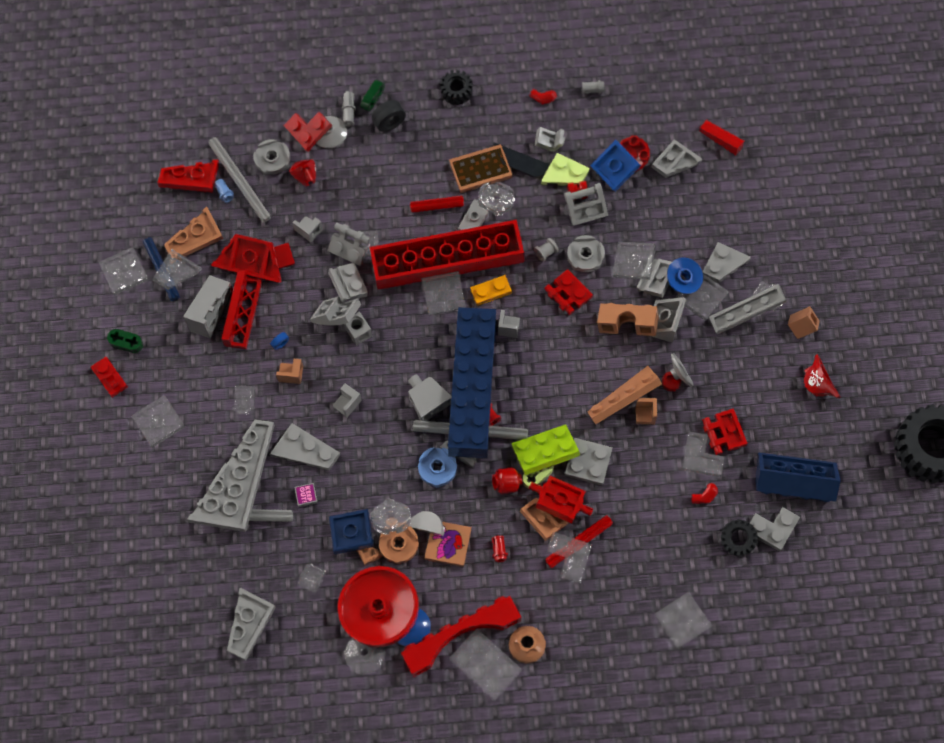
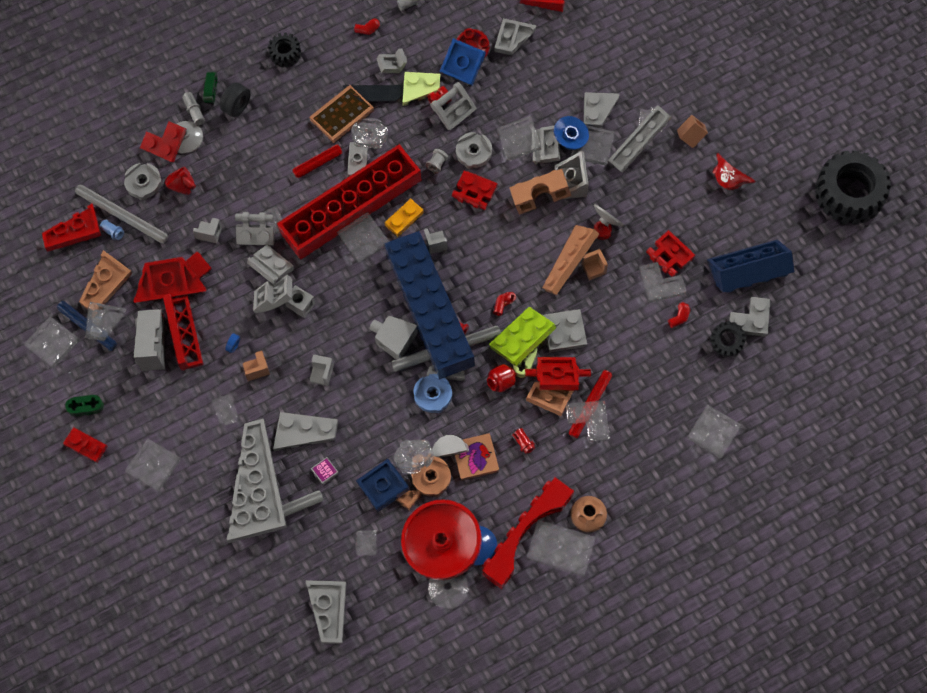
camera: 25 degrees left, 0 degrees up
(544, 408) = (502, 301): none -> red arm

